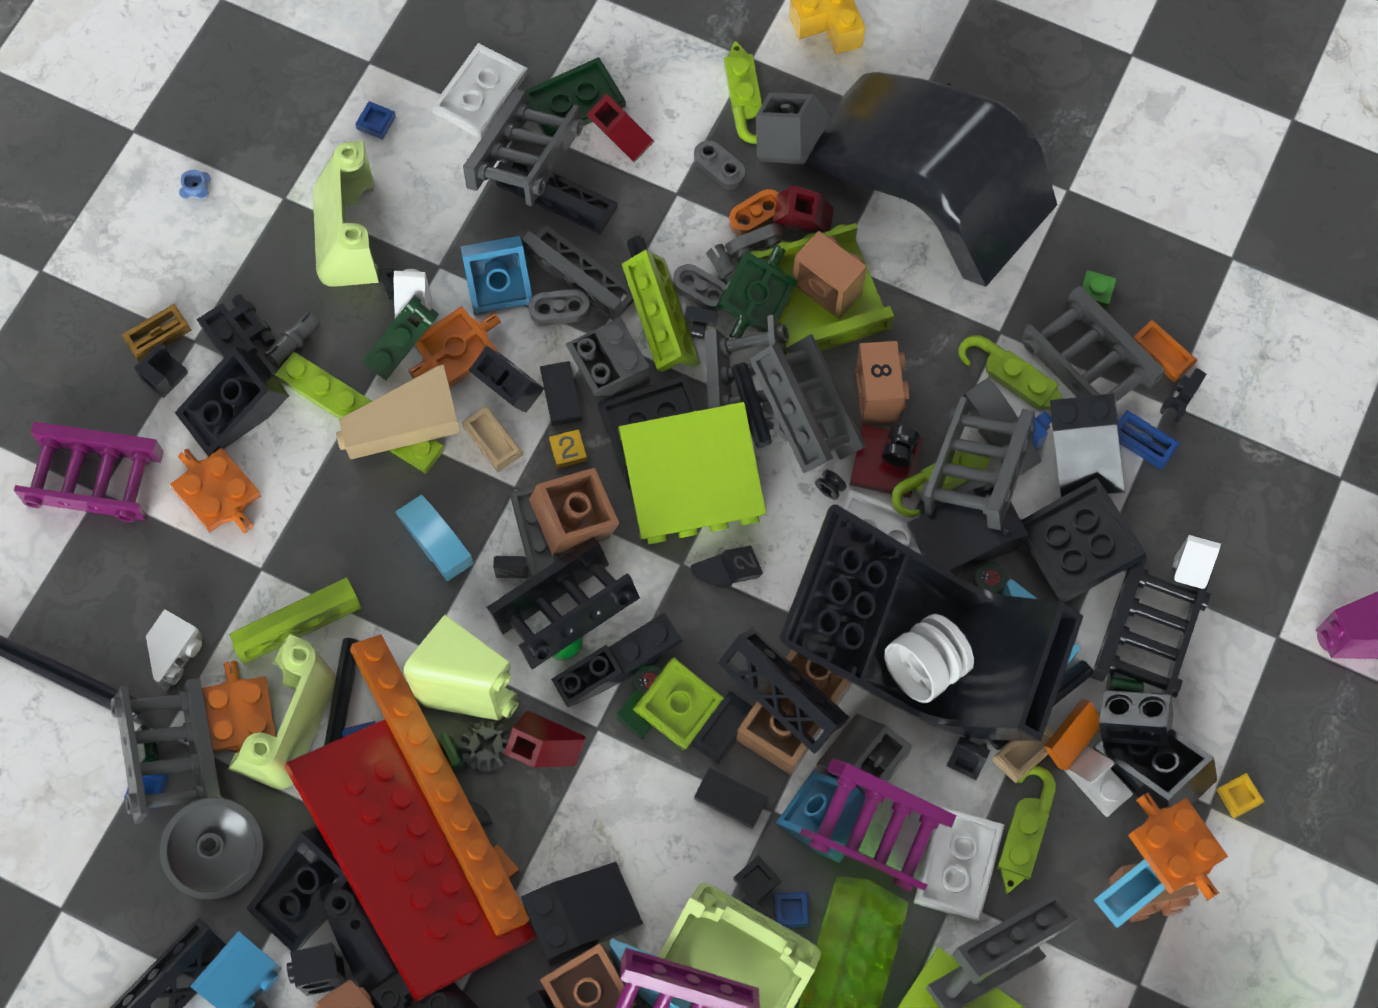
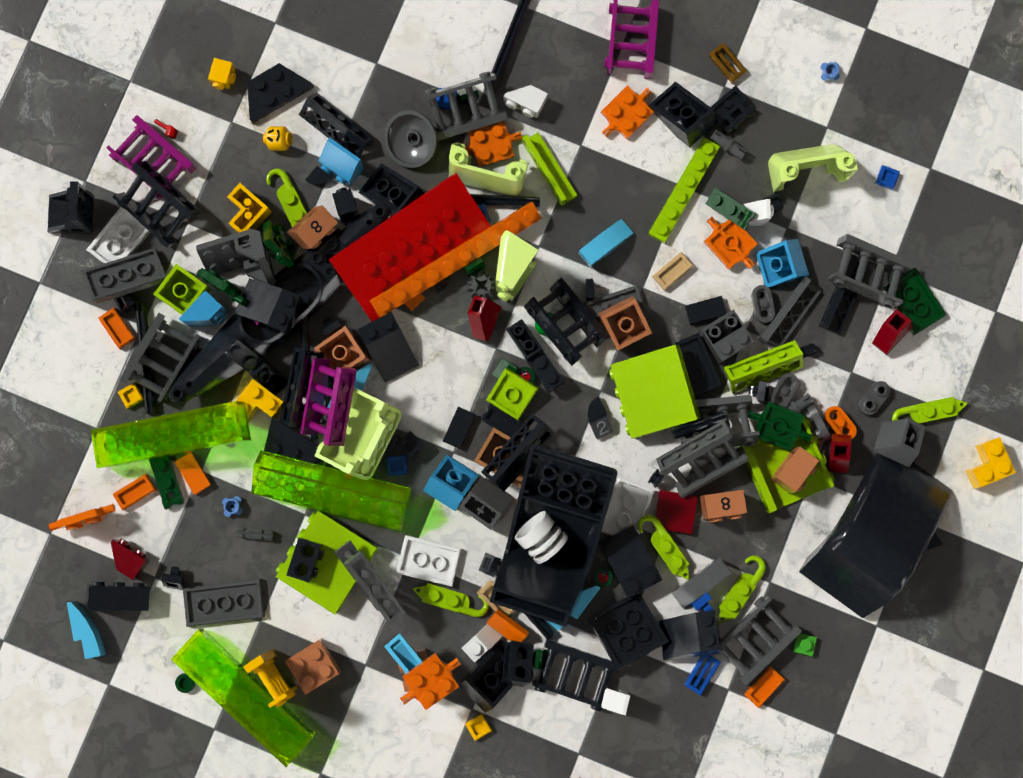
camera: 85 degrees right, 15 degrees up
(160, 370) = (701, 69): black panel -> none
(402, 417) = (678, 217): tan slope -> none
(479, 90) = (915, 241): white tile -> none
(506, 379) = (709, 275): black brick -> none
(568, 449) = (669, 317): yellow tile -> none
(900, 447) = (686, 521): black wheel -> none
(903, 805) = (459, 508): magenta fence -> none
(1002, 481) = (657, 580): dark grey fence -> none
(1187, 388) = (736, 700): black plate -> none

